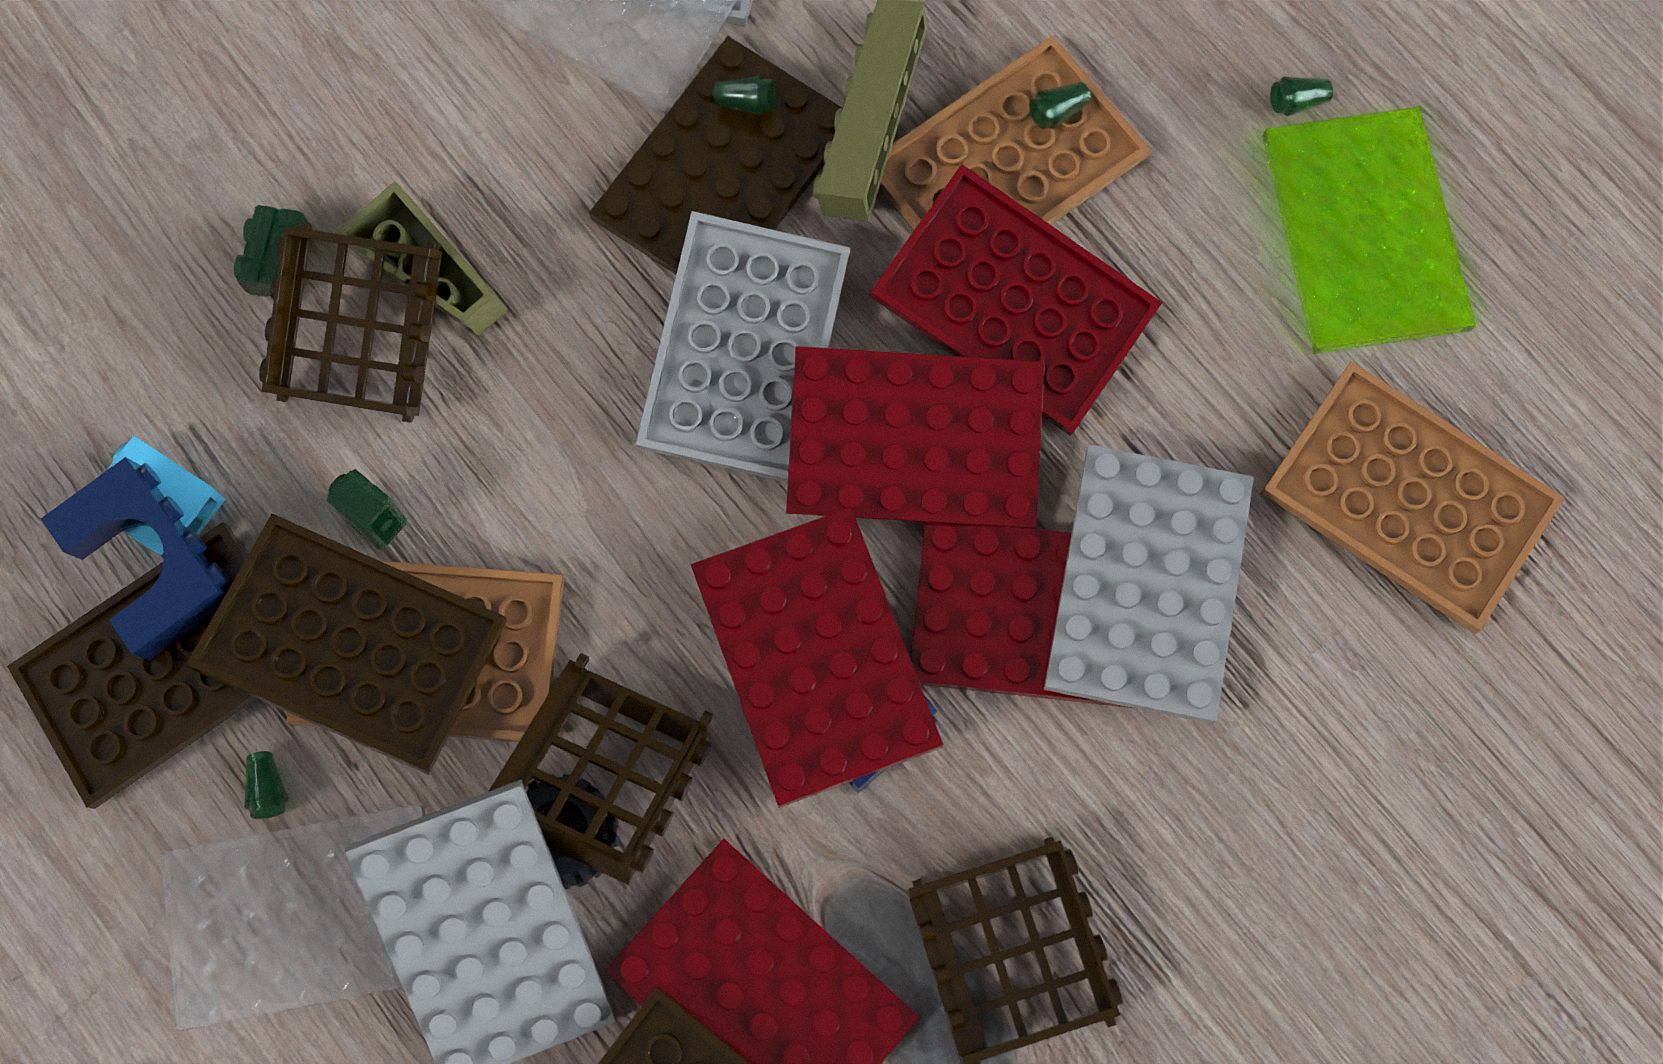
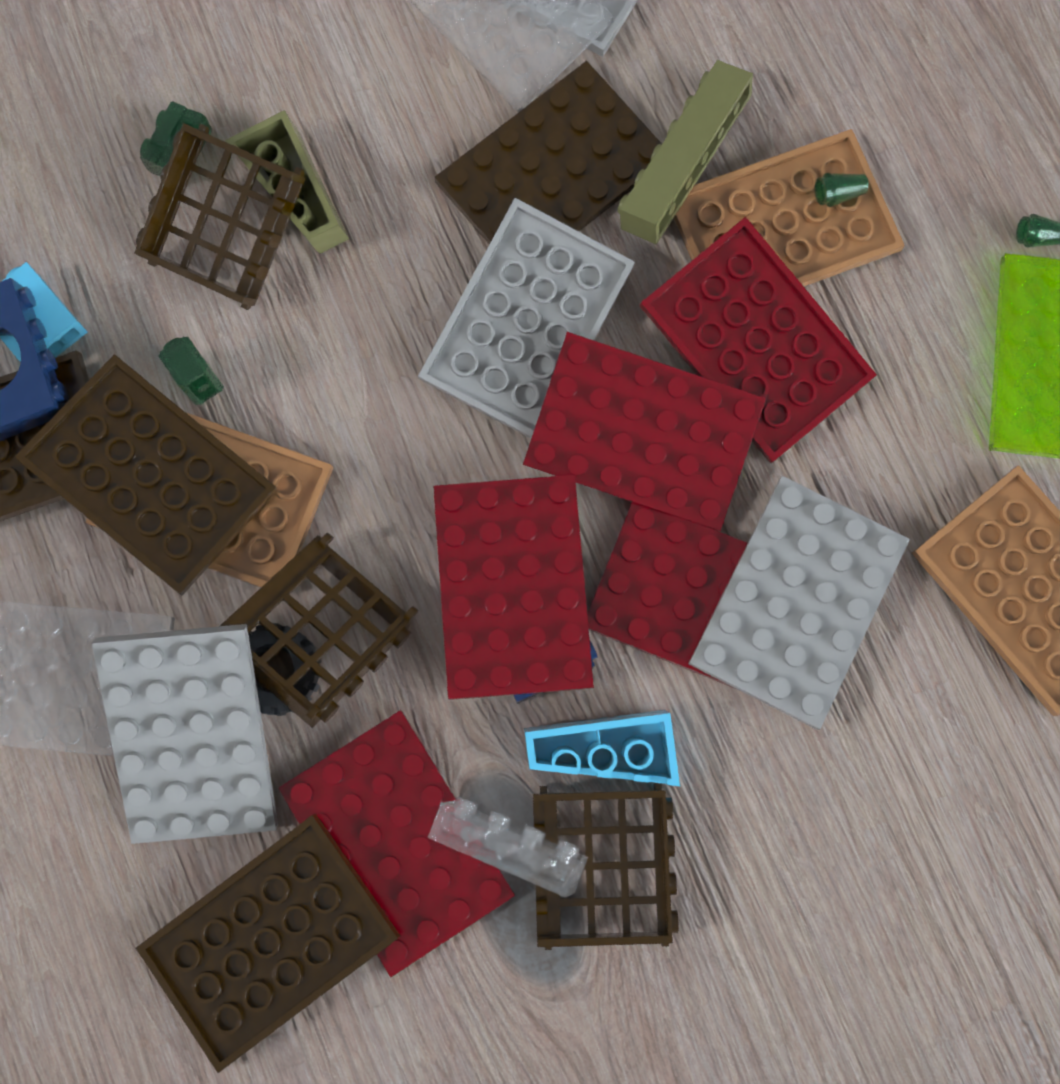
camera: 15 degrees right, 5 degrees up
(264, 788) = (55, 568): clear green cone -> none
(746, 94) = (587, 112): clear green cone -> none
(898, 957) = (508, 847): none -> clear brick
(984, 810) = (619, 747): none -> medium azure wedge

